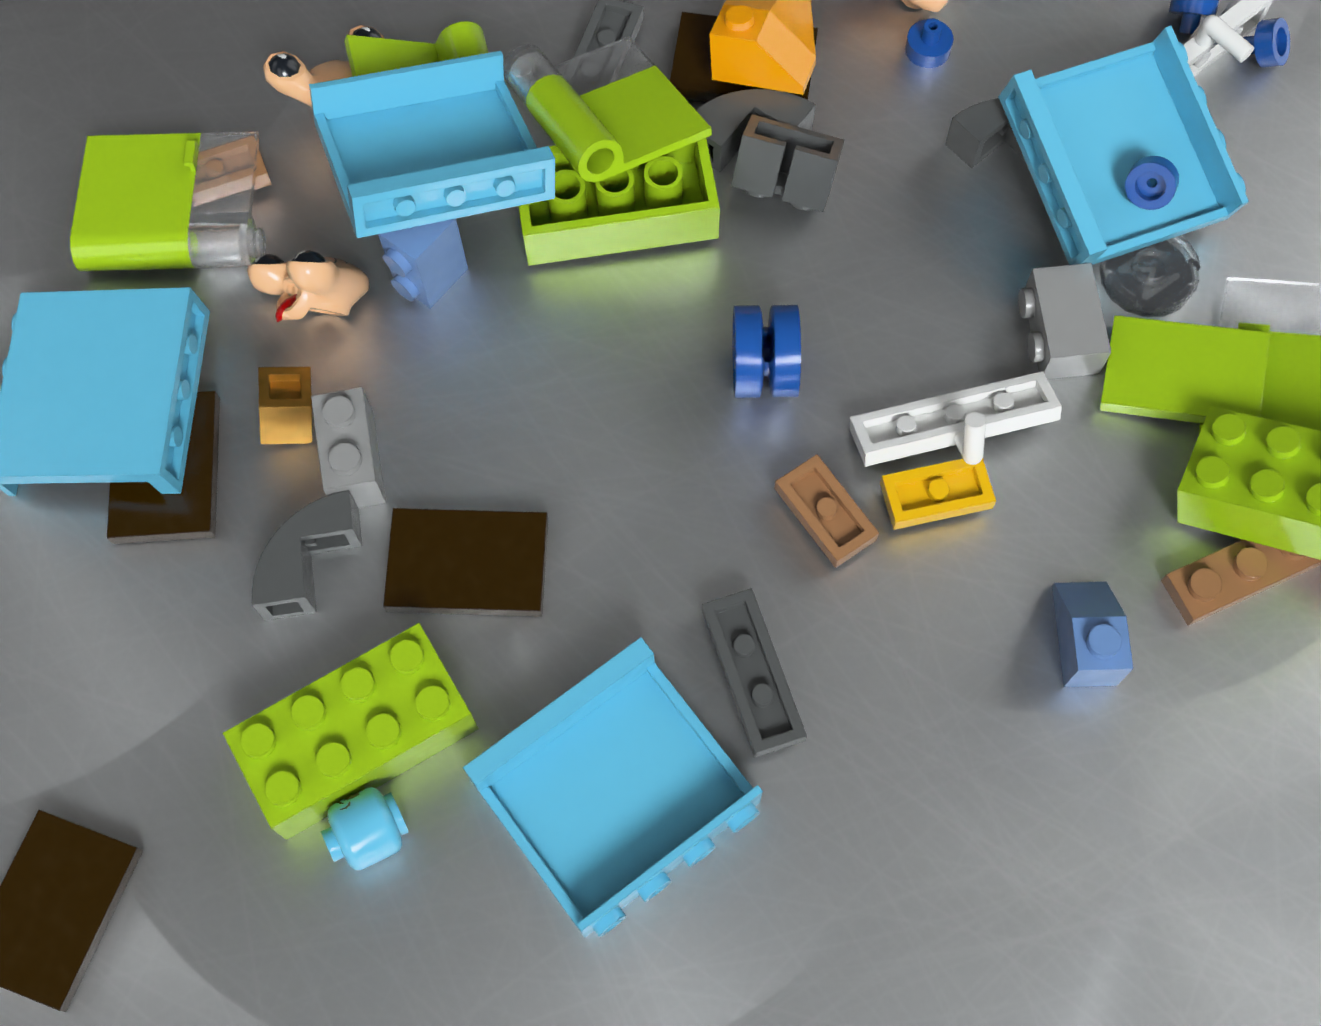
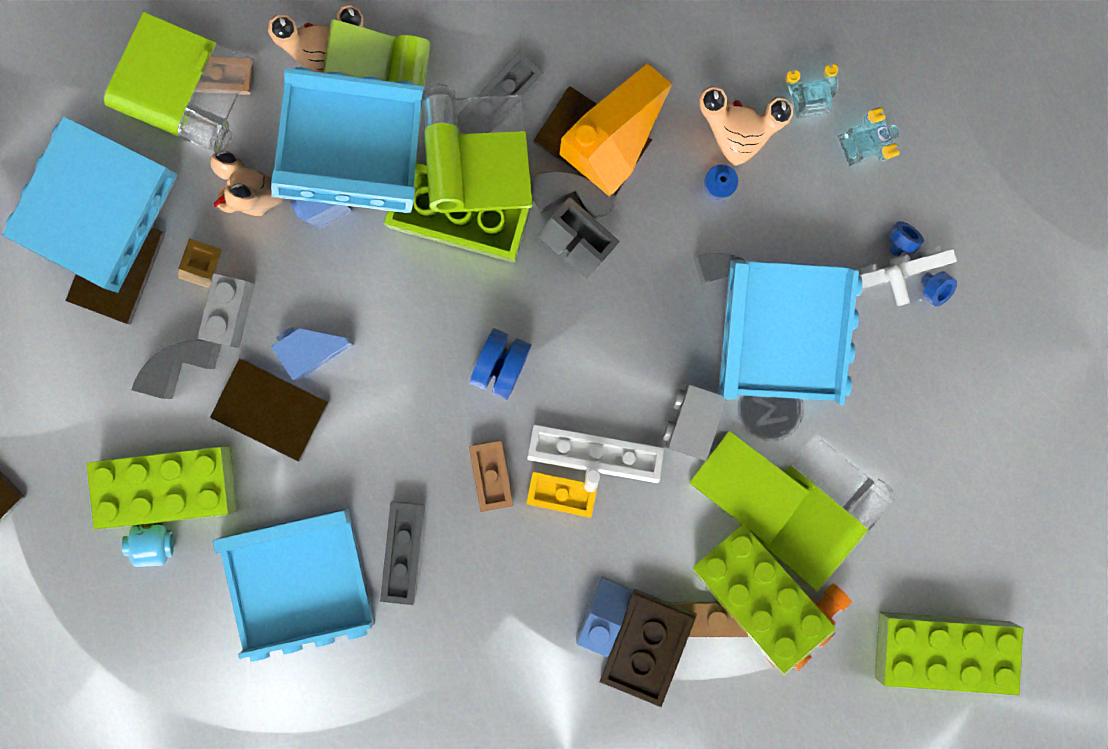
camera: 20 degrees right, 20 degrees up
(489, 452) = (307, 350): none -> medium blue slope
(1152, 182) = (792, 364): blue tile -> none
(1180, 644) = (648, 647): none -> dark brown tile

